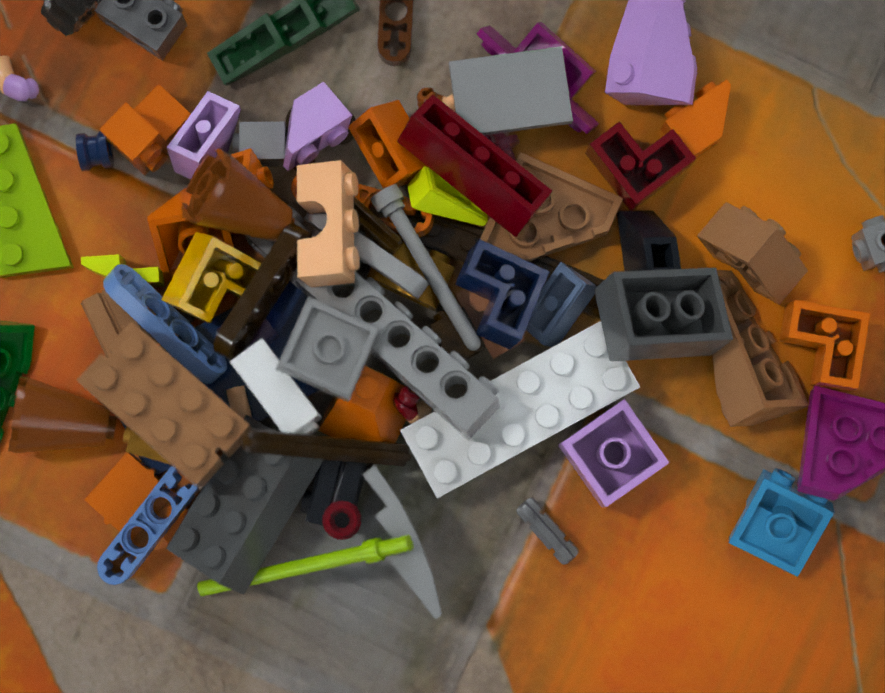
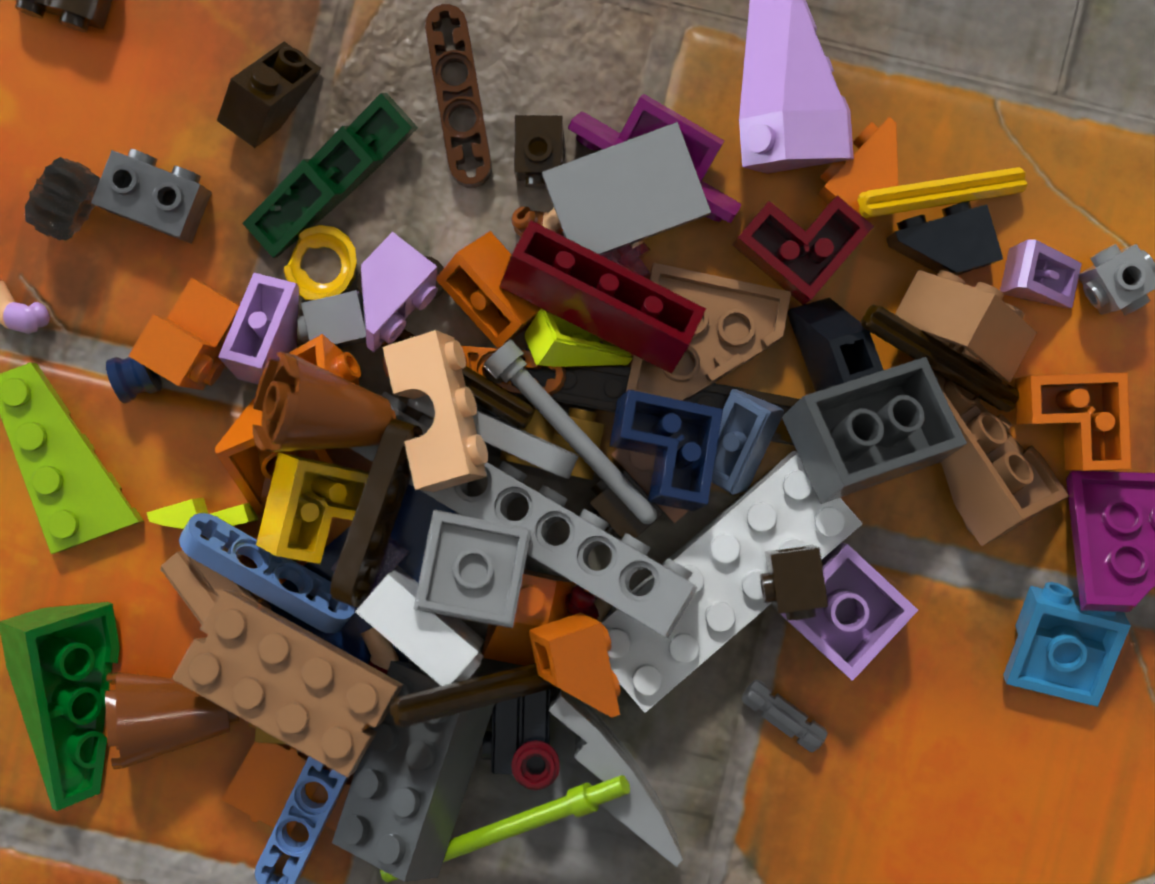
camera: 10 degrees left, 5 degrees up
(263, 77) = (322, 237): none -> yellow piece
(392, 442) = (576, 660): none -> orange slope
(449, 43) = (537, 147): none -> dark brown brick
(576, 415) = (794, 581): none -> dark brown brick
(728, 273) = (940, 357): none -> dark brown axle
(756, 145) = (941, 192): none -> yellow axle
(760, 186) = (952, 243): none -> black slope
(822, 228) = (1040, 274): none -> lavender slope

